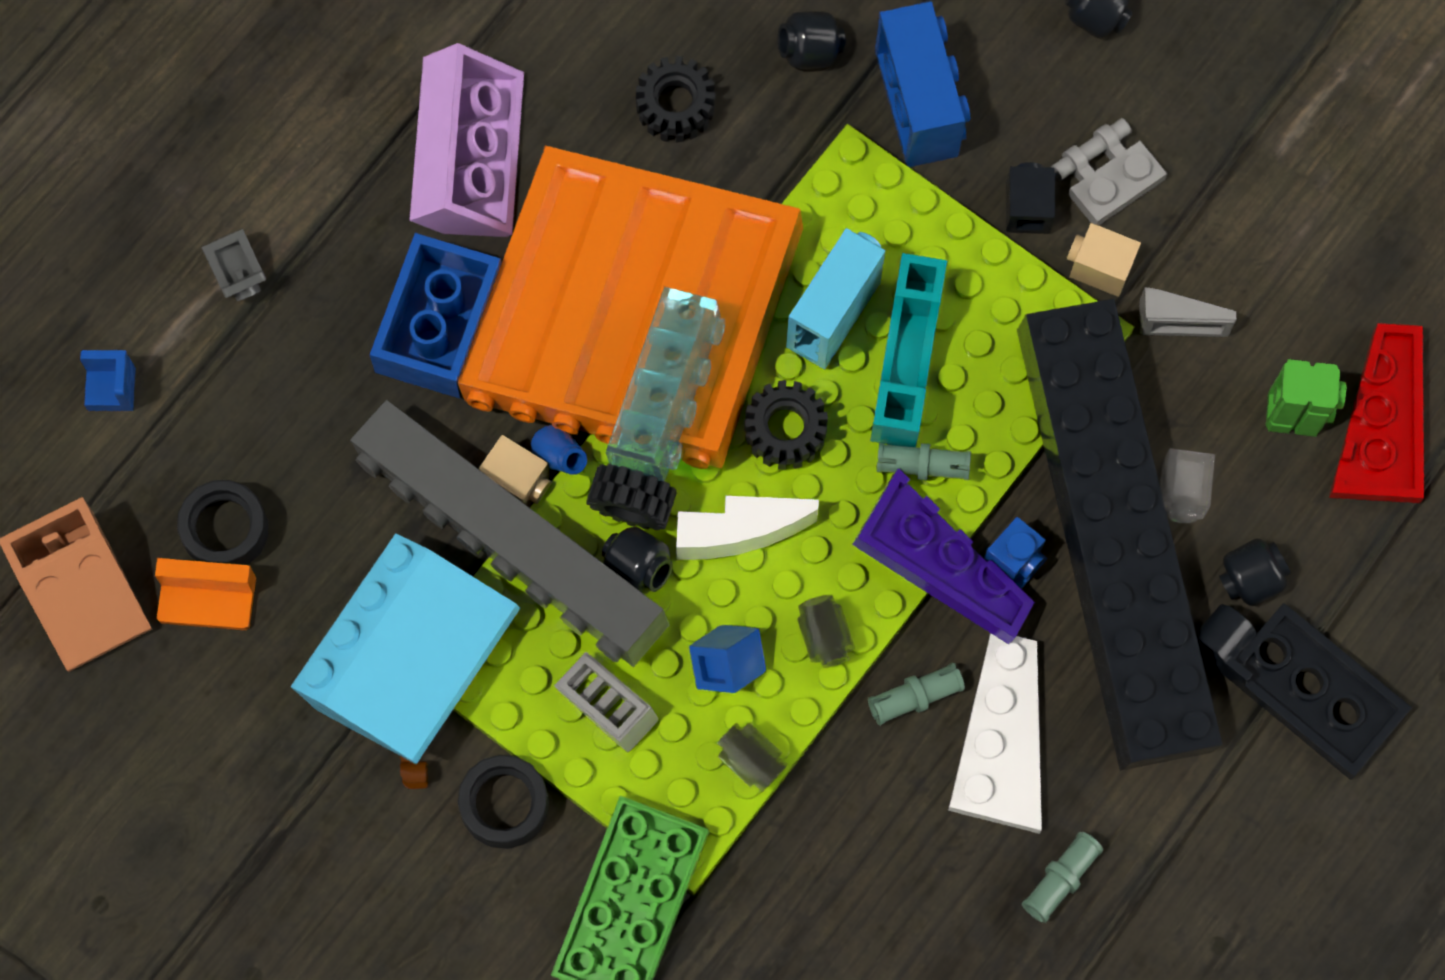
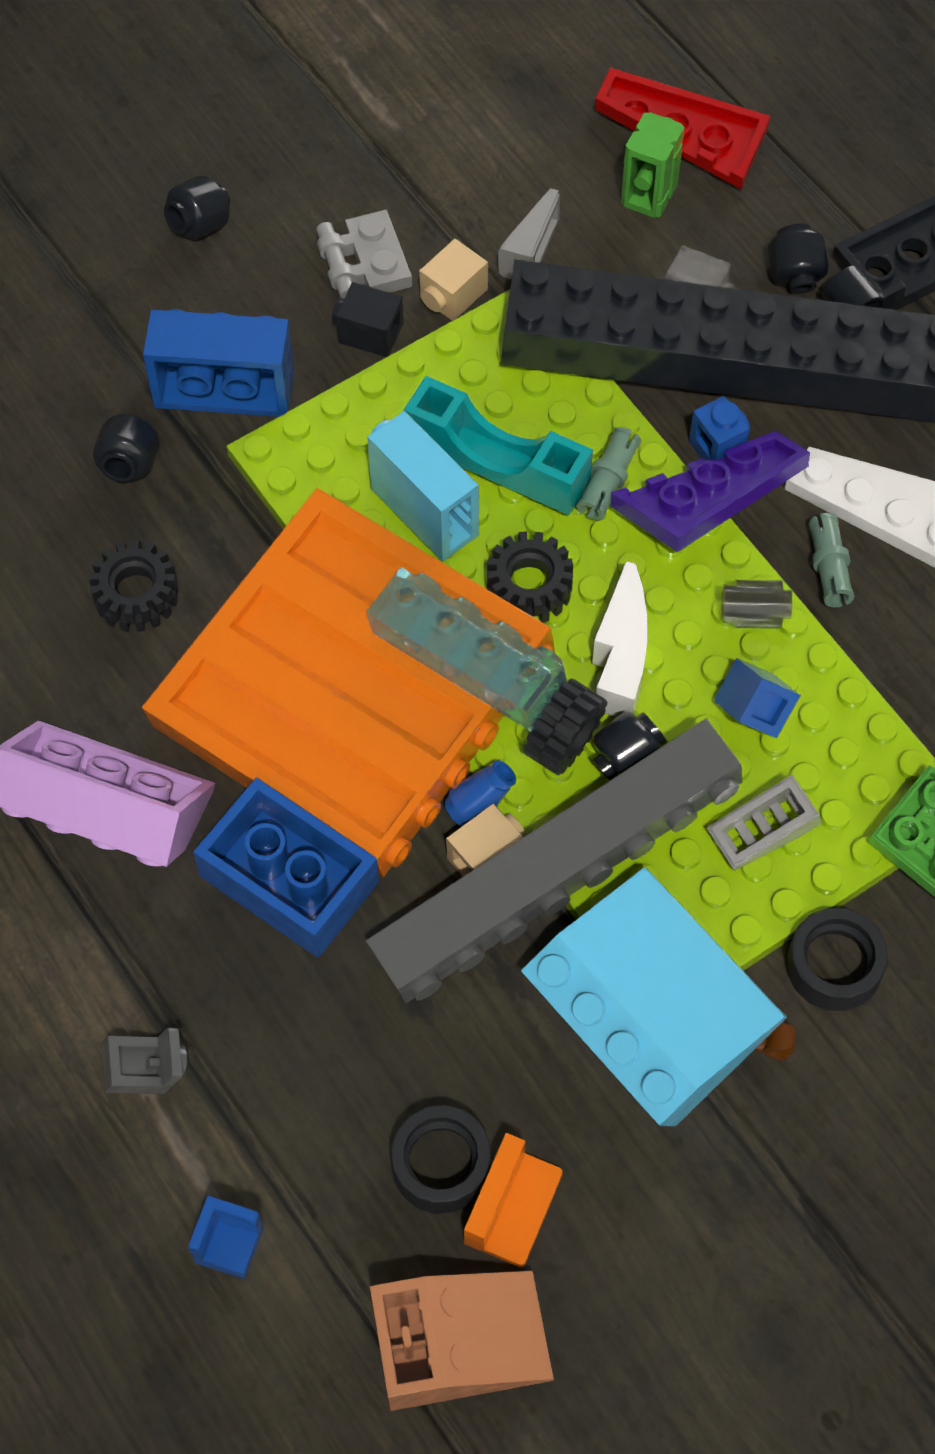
camera: 70 degrees left, 10 degrees down
(751, 756) = (864, 705): clear smoke brick -> none

